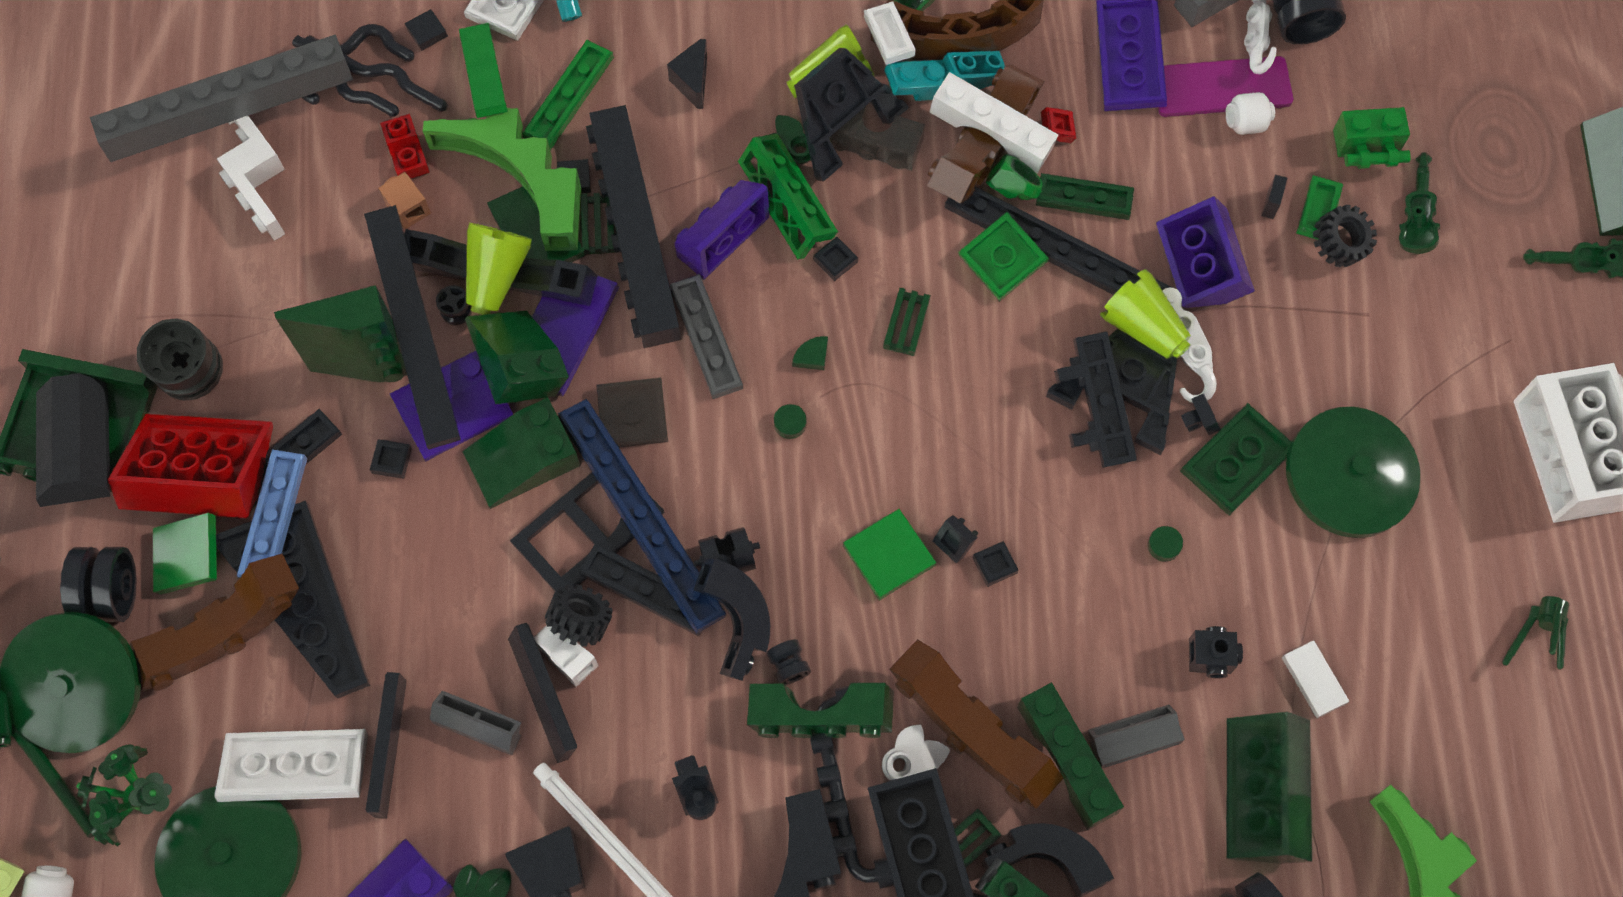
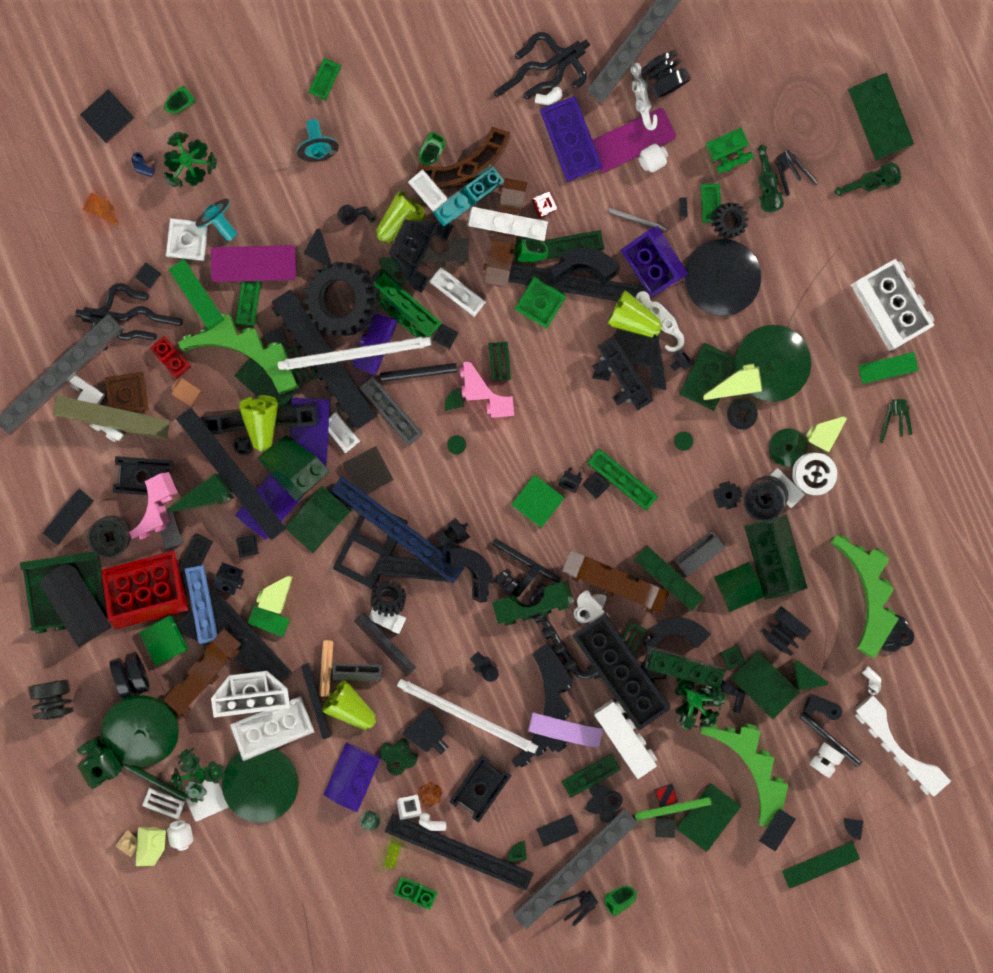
camera: 20 degrees left, 20 degrees up
(71, 848) = (179, 808): none -> white tile
(133, 857) = (212, 802): none -> white sticker
(136, 317) = (68, 516): none -> black tile
(268, 278) = (129, 469): none -> black piece
(268, 352) = (160, 491): none -> bright pink arch
(270, 188) = (111, 417): none -> olive tile
(276, 688) = (249, 694): none -> white wedge
(282, 387) = (171, 535): none -> dark grey slope
(314, 173) = (127, 392): none -> reddish brown plate
(334, 492) = (228, 579): none -> black brick
(369, 587) = (268, 621): none -> green tile
(399, 546) = (275, 595): none -> yellowish green slope
(422, 706) = (326, 665): none -> light nougat axle
(436, 776) = (349, 707): none -> lime cone
(586, 60) = (253, 263): none -> magenta piece
(616, 343) = (342, 433): none -> white tile
(683, 210) = (354, 353): none -> white piece
(716, 164) = (364, 304): none -> black tyre
(764, 44) = (348, 214): none -> black plate
(772, 294) = (418, 372): none -> black piece
(823, 671) = (526, 580): none -> black tile
(829, 637) = (527, 561): none -> black bar
(854, 349) = (477, 390): none -> bright pink arch
(879, 203) = (457, 292): none -> white tile
(1043, 570) = (622, 479): none -> green tile
(1097, 218) = (588, 260): none -> black arch
(1186, 188) = (636, 219): none -> light grey axle
(1188, 819) = (739, 586): none -> dark green slope
(1276, 657) = (755, 499): none -> black wheel
(1287, 524) = (750, 418): none -> black gear
(1293, 473) = (741, 382): none -> yellowish green slope
(1307, 319) = (722, 277): none -> black dish
(1329, 627) = (780, 440): none -> dark green dish
(1398, 673) = (829, 476): none -> white wheel
(1413, 611) = (825, 433): none -> yellowish green slope
(1460, 186) = (787, 161): none -> black plant
(1547, 546) = (888, 368): none -> green tile

